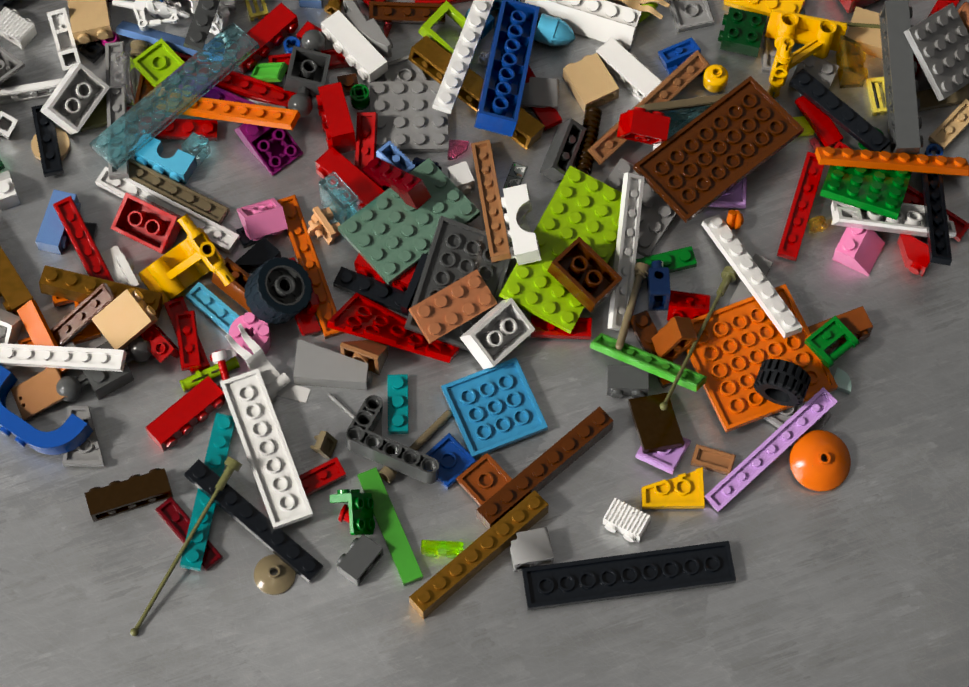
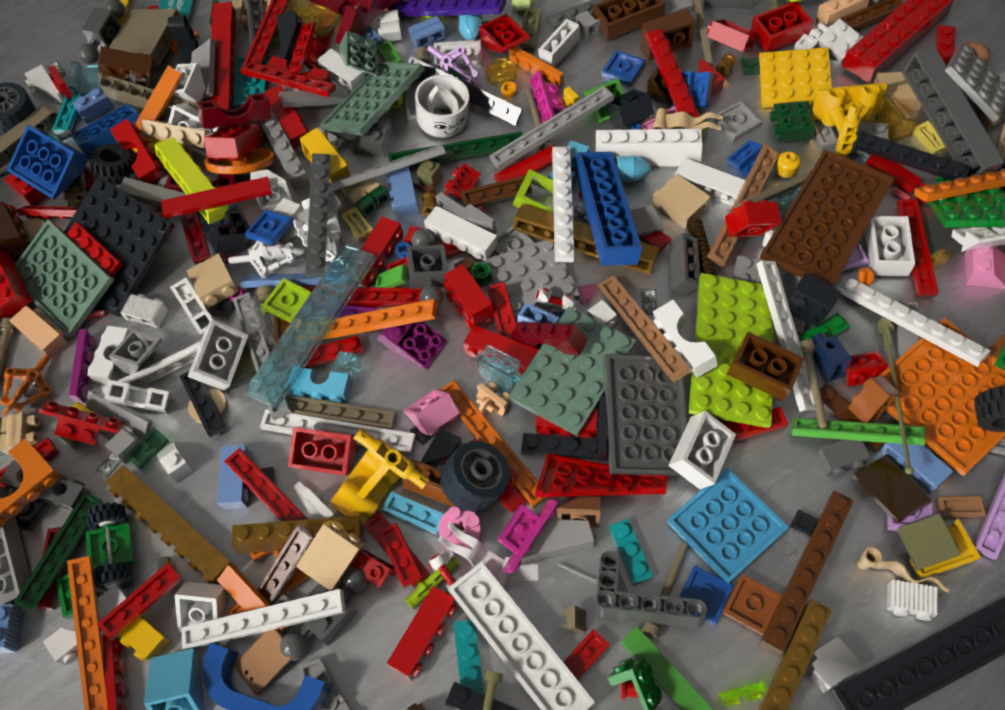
camera: 10 degrees left, 5 degrees down
(303, 352) = (521, 532): none -> dark pink bracket
(433, 151) = (544, 295): none -> white piece
(453, 306) = (649, 437): nougat plate -> none
(562, 427) = (803, 524): none -> black tile
(603, 477) = (873, 558): none -> tan flag
(661, 476) = (928, 542): none -> olive tile
(662, 226) = (812, 300): none -> black brick
(694, 411) = (928, 469): none -> medium blue brick
(771, 196) = (889, 246): none -> white brick

